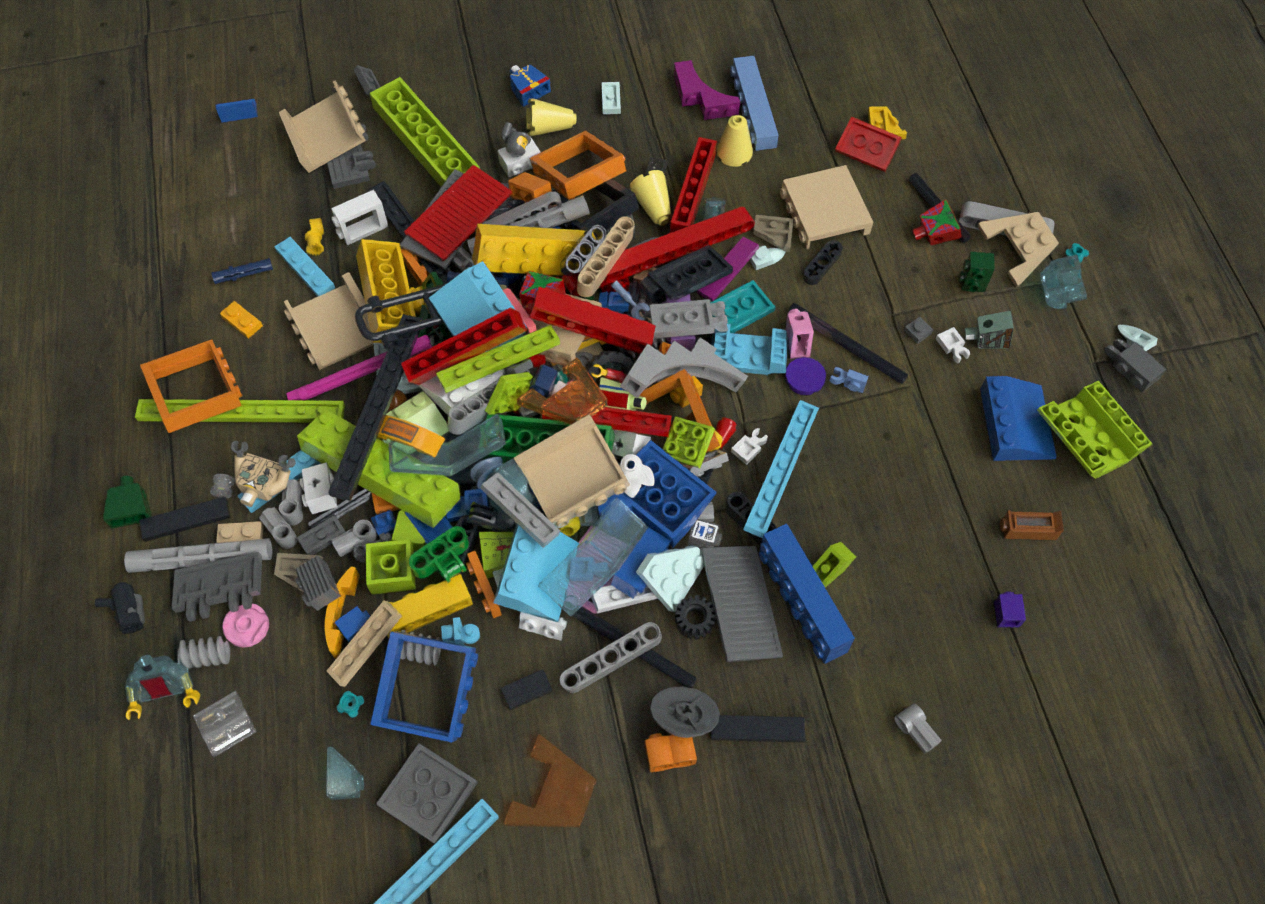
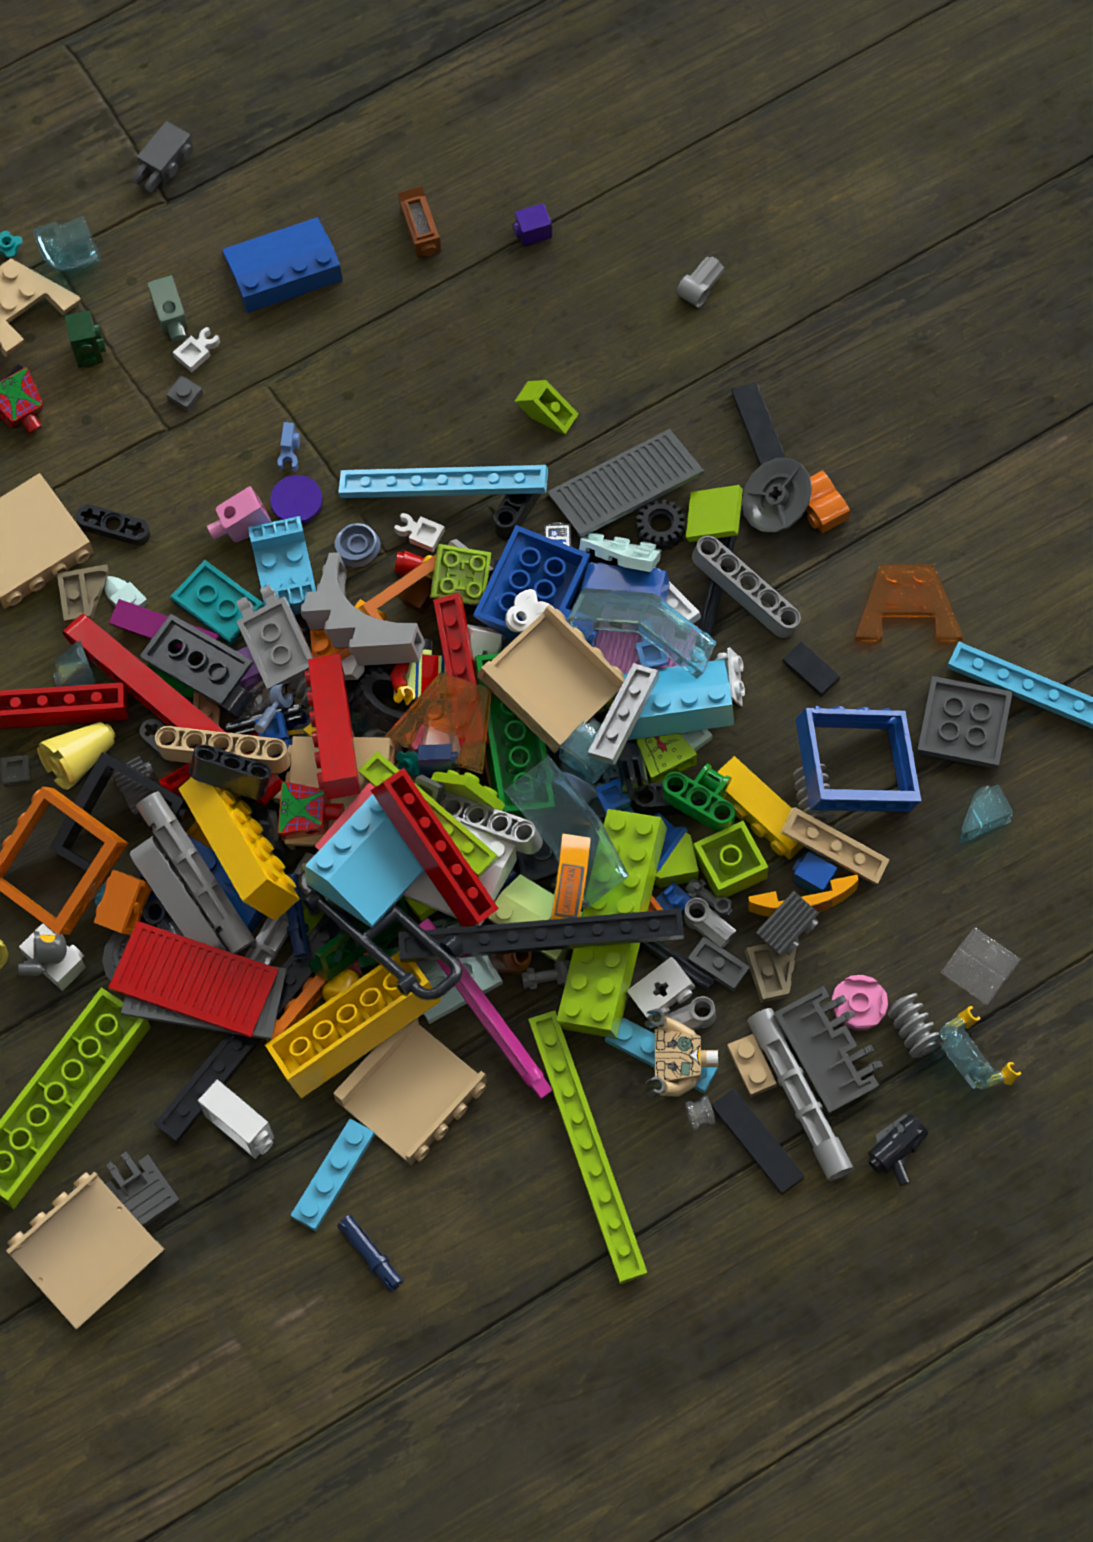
camera: 105 degrees left, 5 degrees up
(126, 504) = (767, 1217): dark green torso -> none
(182, 360) = (615, 1242): orange window -> none
(237, 110) = (77, 1412): blue panel -> none
(241, 319) = (446, 1219): light orange plate -> none
(278, 528) = (727, 1019): light grey piece -> none
(314, 237) = (285, 1178): yellow connector -> none
(346, 699) = (903, 836): teal plate -> none
(458, 634) = (783, 751): medium azure hips -> none
(482, 584) = (713, 752): orange plate -> none
(687, 658) = (714, 513): none -> lime tile
(753, 402) = (357, 545): none -> sand blue piece
(805, 594) = (596, 415): blue brick -> none
(854, 347) = (231, 465): black axle -> none
(1098, 426) = (265, 176): lime slope -> none
(1137, 335) = (121, 159): light aqua plate -> none

